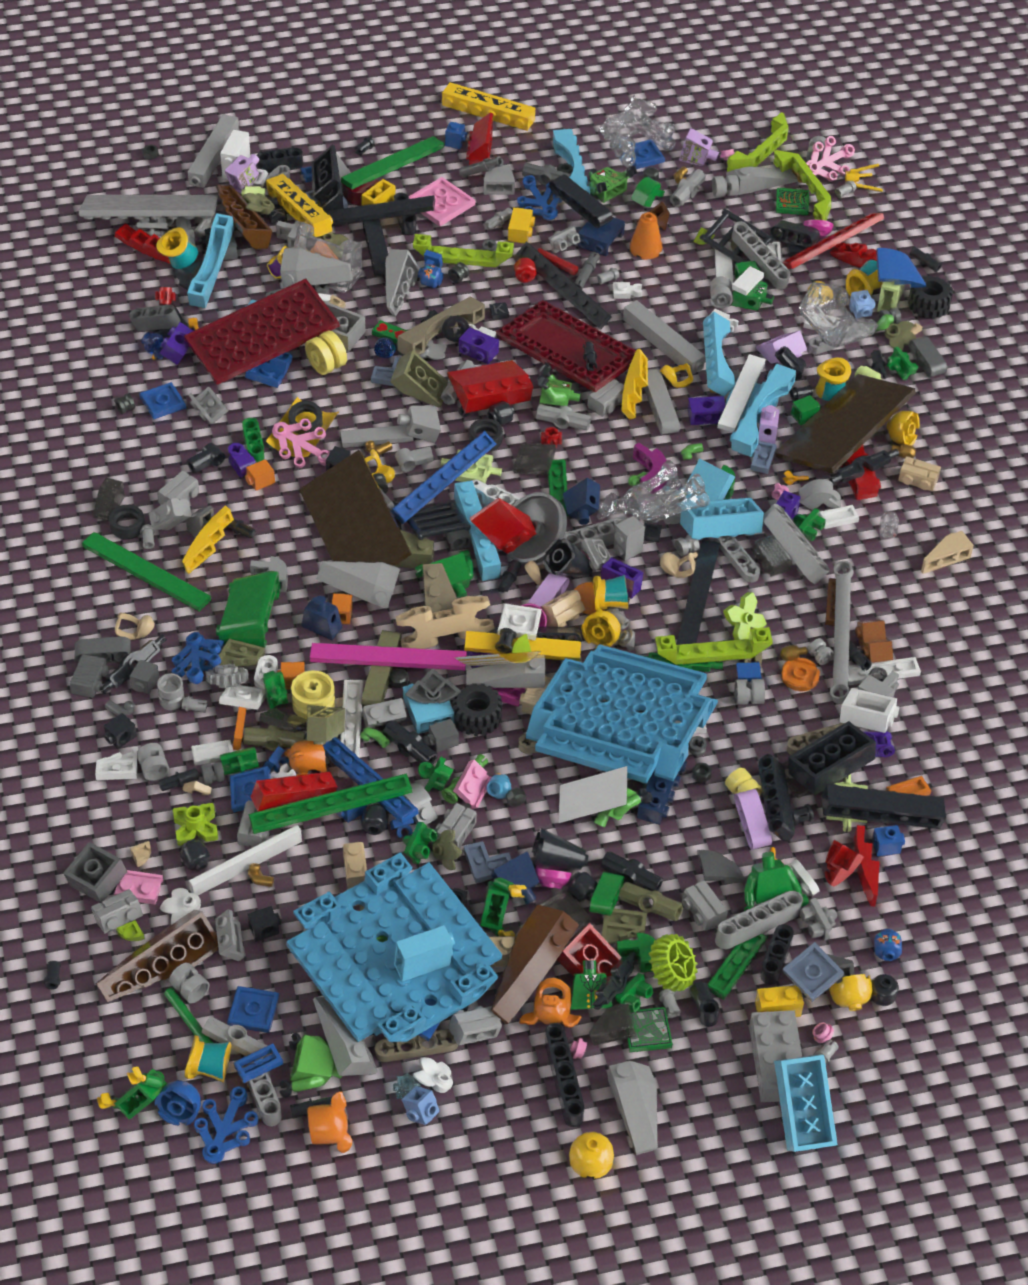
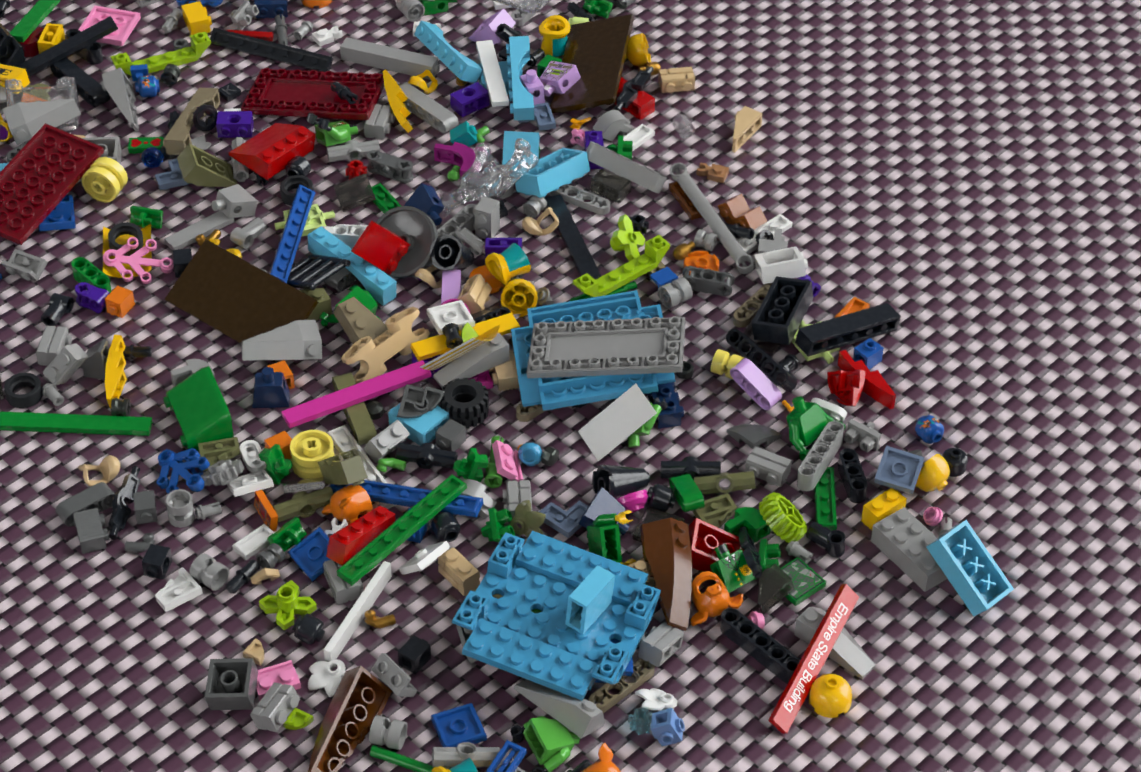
camera: 30 degrees left, 5 degrees down
(191, 574) = (120, 407): none -> pearl dark grey wheel
(275, 758) = (318, 520): blue tile -> none
(334, 838) = (424, 557): none -> white plate
(339, 403) = (144, 216): none -> green hips
(395, 824) = (470, 521): blue tile -> none
(509, 576) = (405, 290): black axle -> none
(525, 270) = (228, 51): red head -> none
(584, 447) = (390, 166): none -> dark grey piece
(596, 1111) = (813, 659): none -> tile
(629, 719) = (607, 347): none -> light grey tile
(671, 445) = (464, 134): none -> teal brick
(767, 607) = (639, 224): none -> black gear
(790, 694) = (709, 280): none -> dark grey piece
(800, 424) = (559, 77): none -> lavender torso
(885, 586) = (715, 172): none -> medium nougat plate

